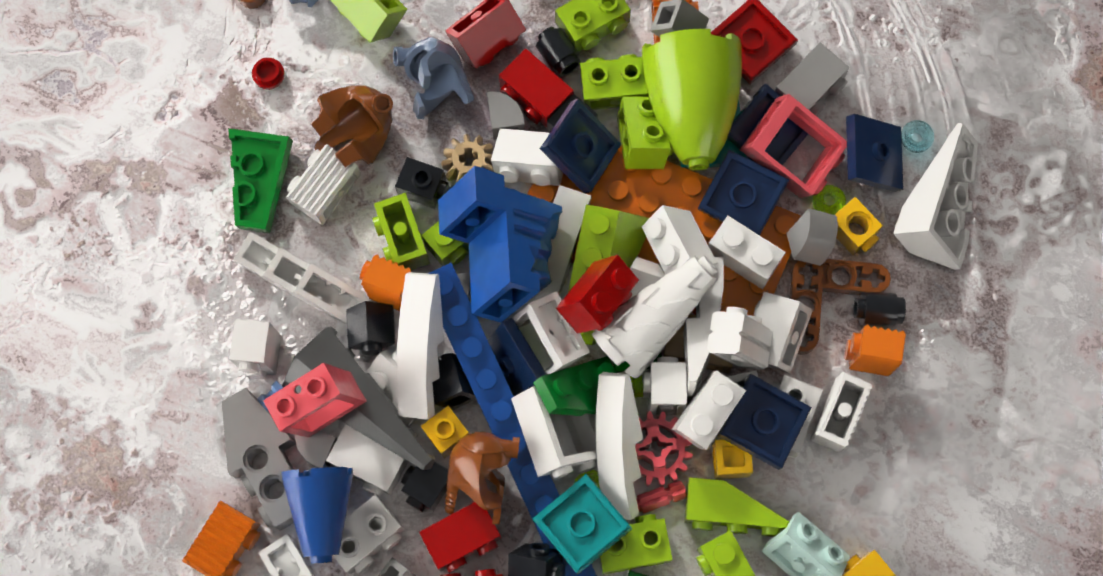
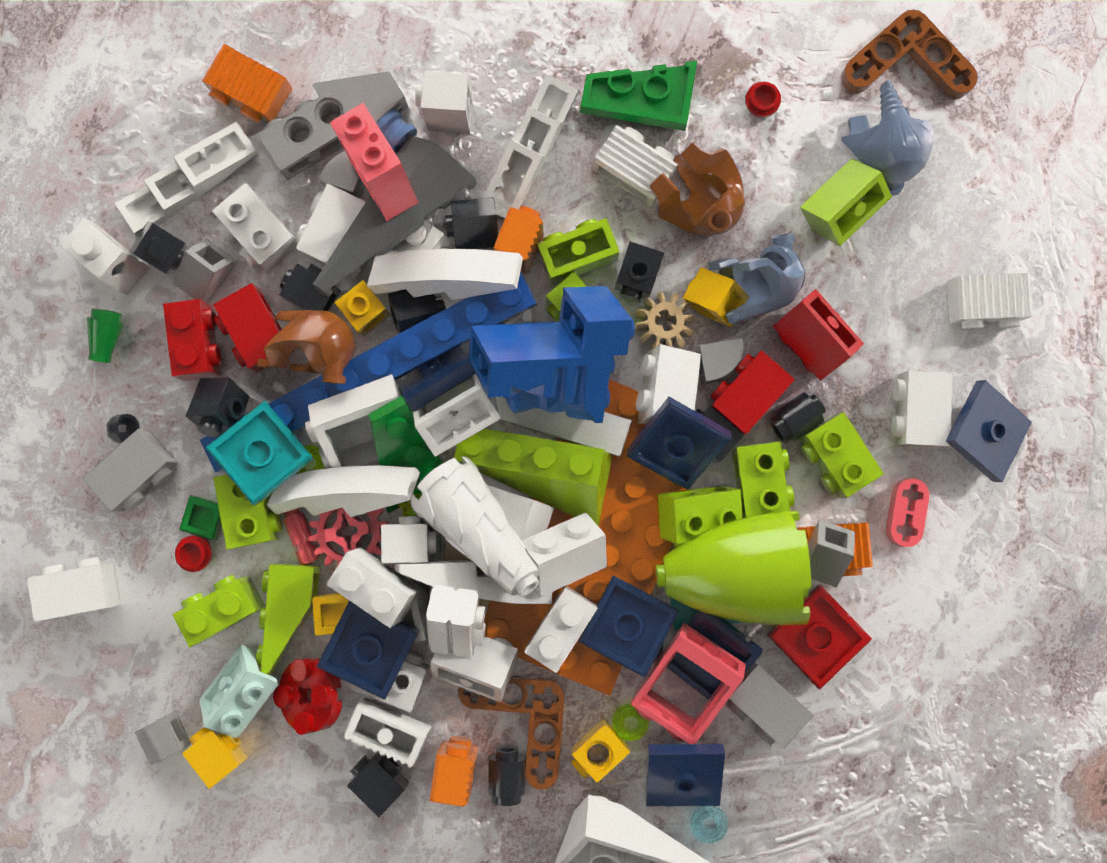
camera: 85 degrees right, 10 degrees up
(319, 508) = (270, 175): blue cone -> none
(447, 116) = (714, 295): none -> yellow brick
(598, 295) = (494, 463): red brick -> none
(809, 467) = (293, 699): none -> red plate
(813, 237) = (581, 704): light grey brick -> none
(887, 424) = (377, 782): none -> black brick

